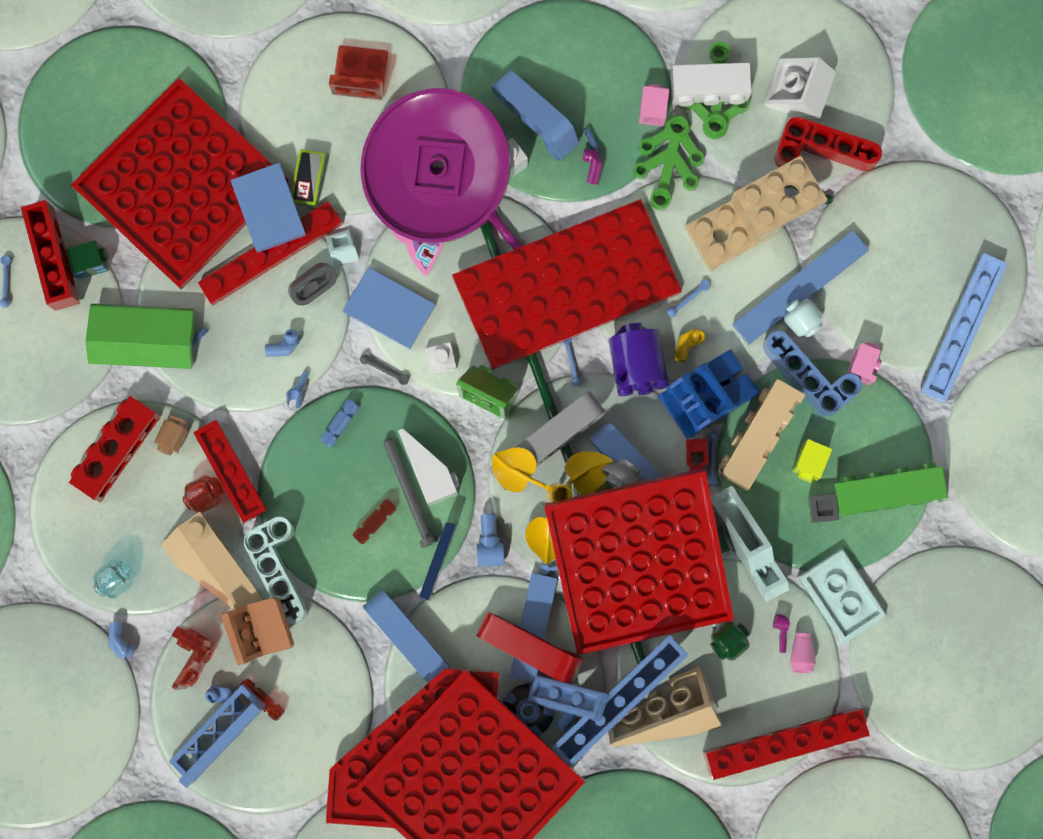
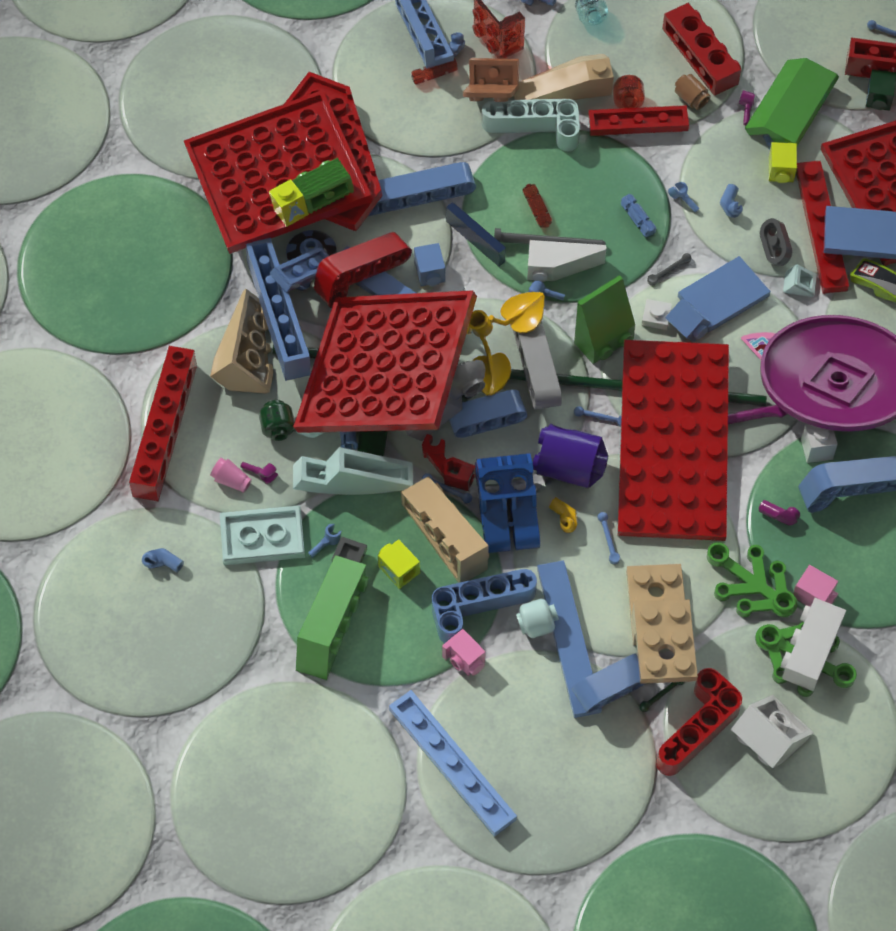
camera: 115 degrees right, 20 degrees down
(155, 379) = (747, 100): none -> magenta hand
(218, 314) = (782, 162): none -> neon yellow brick
(440, 322) = (688, 320): none -> medium blue brick
(469, 477) = (538, 286): none -> medium blue hand
(480, 721) = (324, 184): none -> bright green brick
(489, 549) = (463, 277): medium blue pin -> none
(494, 586) = (429, 264): none -> medium blue brick
(518, 743) = (288, 202): none -> neon yellow brick
(589, 135) = (804, 526): medium blue leg -> none
(819, 537) = (328, 539): none -> medium blue hand
(832, 231) = (608, 684): none -> medium blue beam
(911, 672) = (160, 558): none -> medium blue arm

